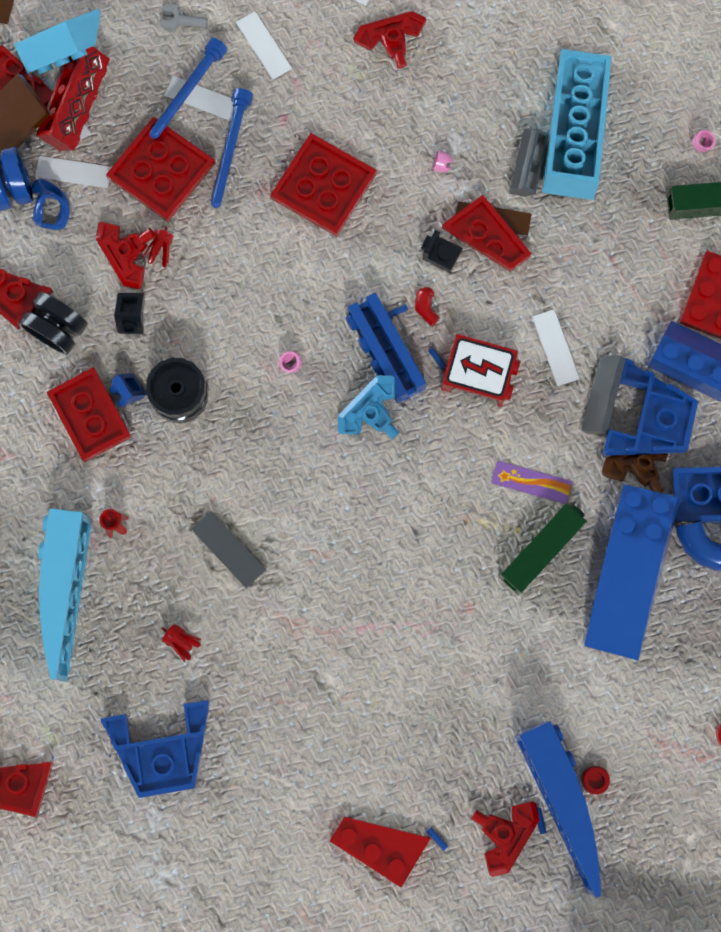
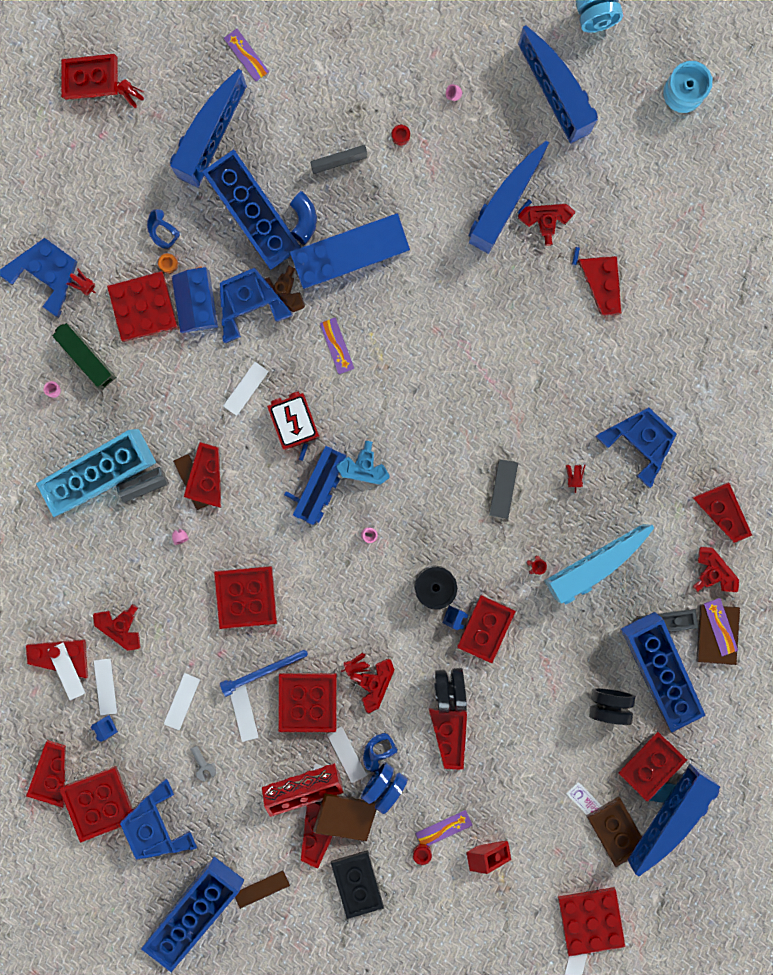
camera: 125 degrees left, 10 degrees up
(59, 43) = (275, 823): medium azure slope -> none
(129, 313) = (408, 652): black bracket -> none
(213, 52) = (209, 727): blue piece -> none
(423, 305) = (277, 483): red arm -> none
(440, 252) = (236, 496): black bracket -> none
(543, 548) = (372, 310): dark green brick -> none
(595, 780) = (480, 192): red tile -> none
(603, 394) = (255, 339): dark grey tile -> none

